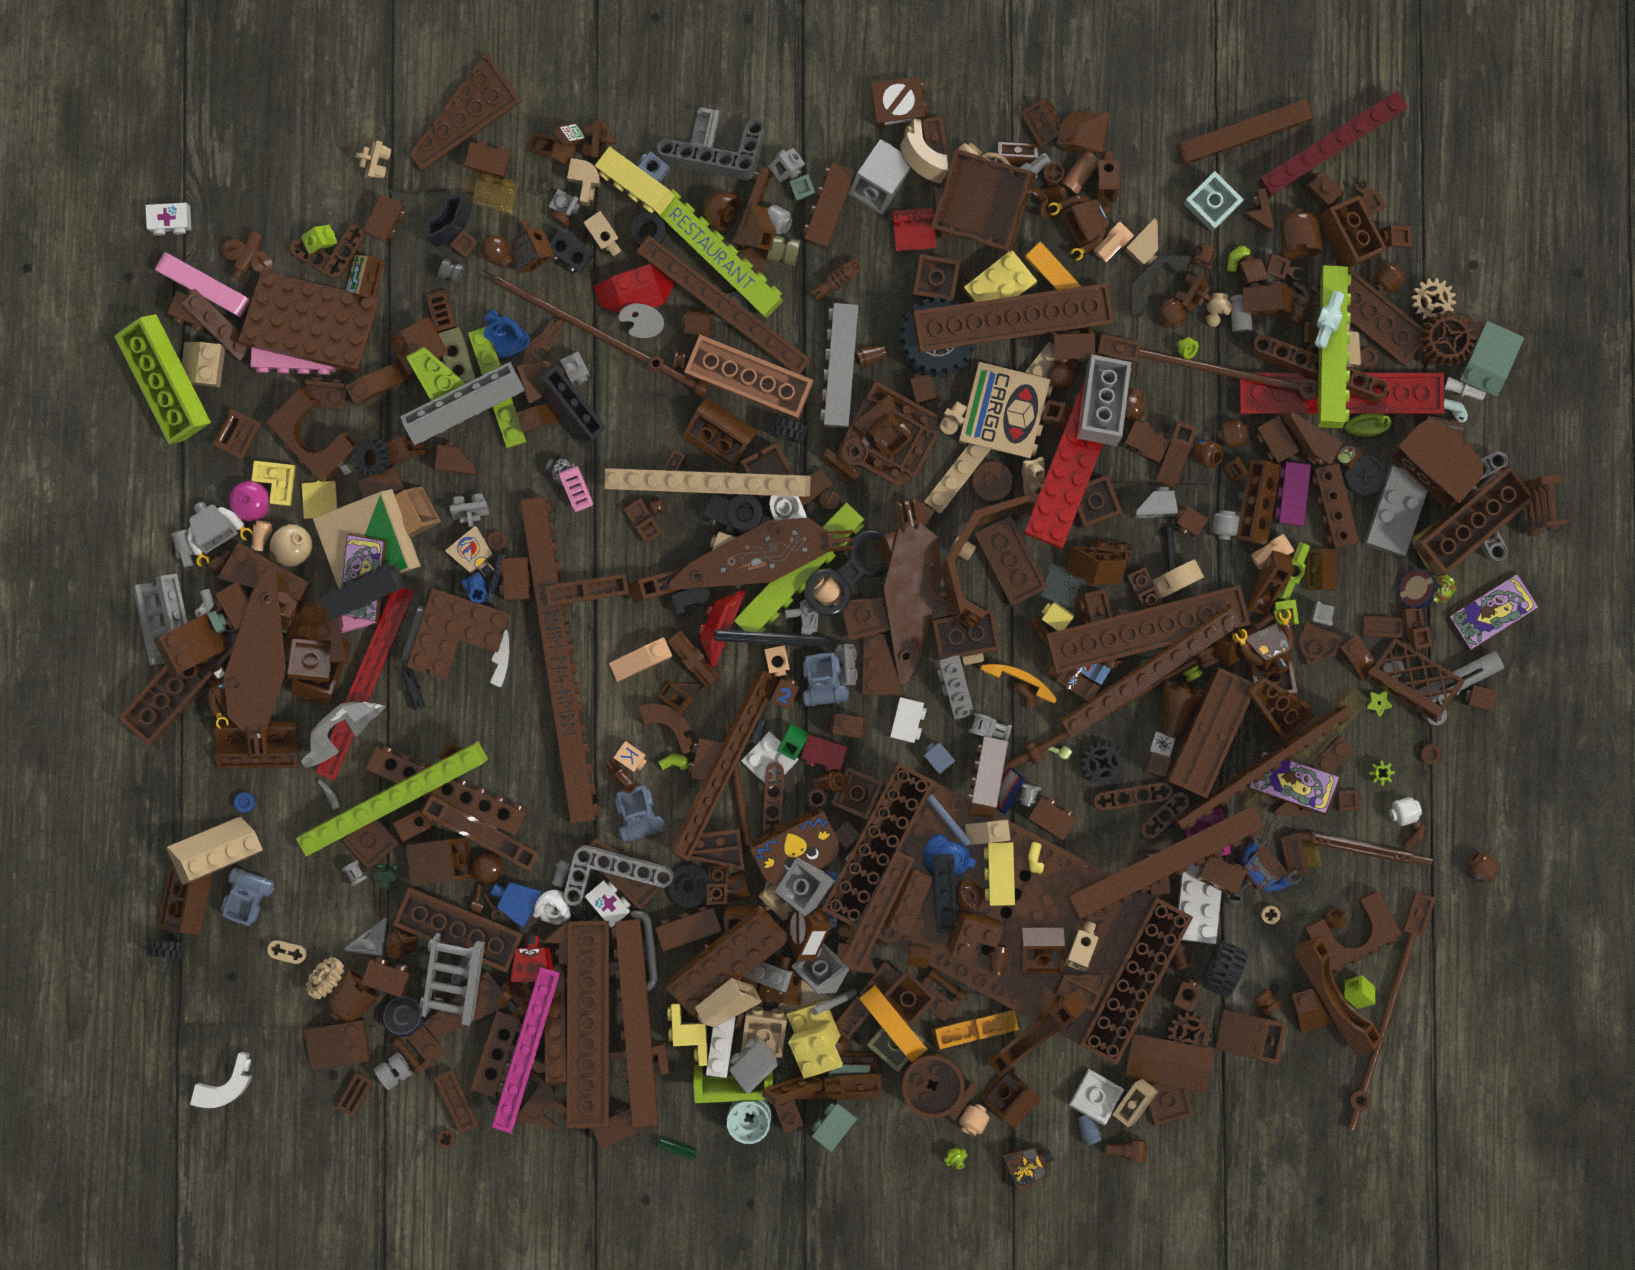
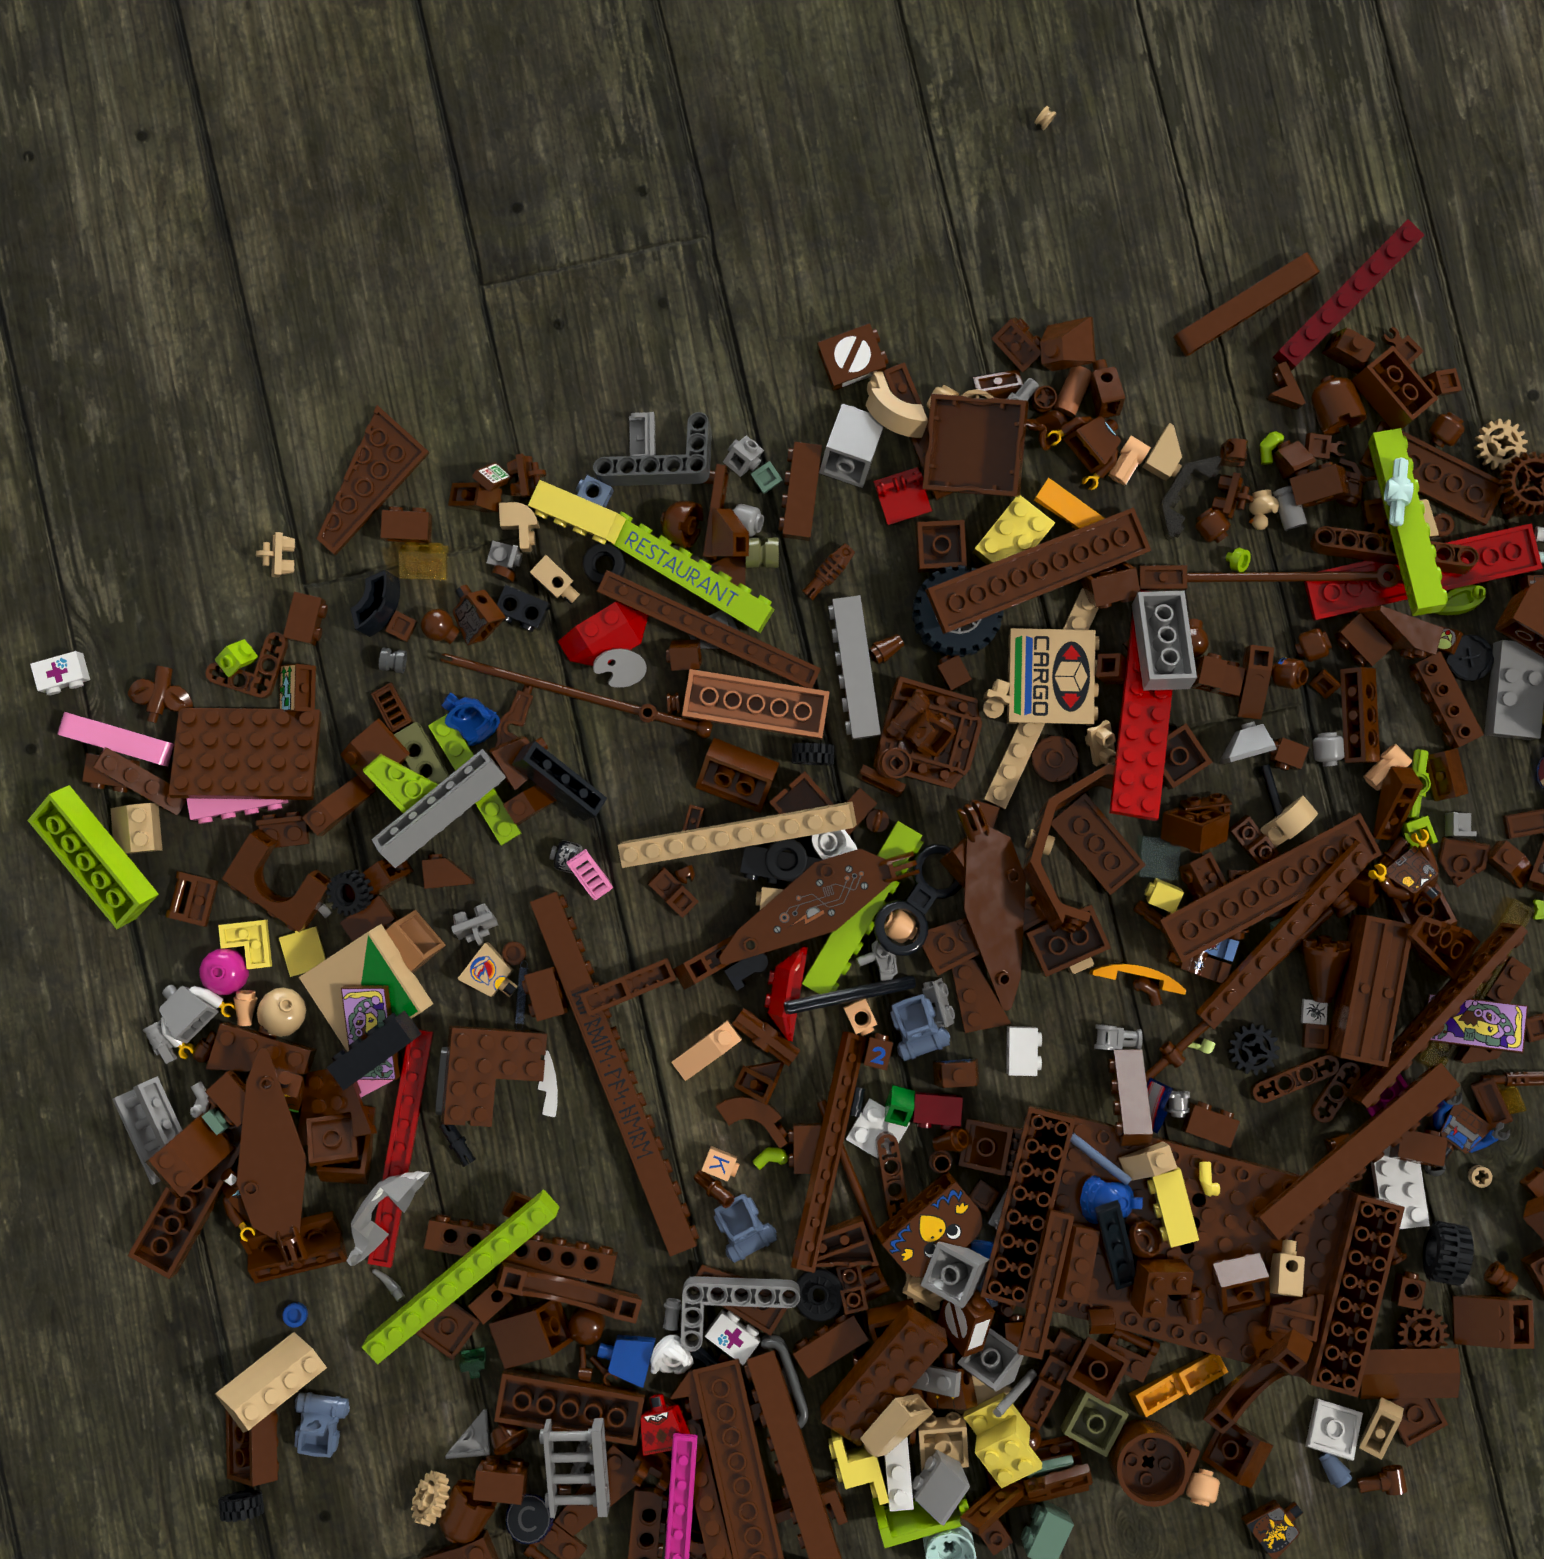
camera: 15 degrees left, 0 degrees up
(286, 956) = (380, 1480): tan beam -> none
(354, 873) = (437, 1368): light grey bush -> none
(475, 587) = (501, 1012): blue piece -> none
(575, 368) = (558, 738): light grey brick -> none
(893, 1023) = (1088, 1404): light orange slope -> none
(938, 757) = (1067, 1085): sand blue brick -> none
(955, 686) = (1069, 1001): light grey bracket -> none
(956, 1157) = (1191, 1535): lime plant -> none
(1062, 373) = (1106, 621): reddish brown piece -> none
(1192, 673) = (1331, 925): lime bush -> none
(1213, 201) = (1231, 389): light aqua brick -> none
(1292, 494) = (1395, 697): magenta brick -> none

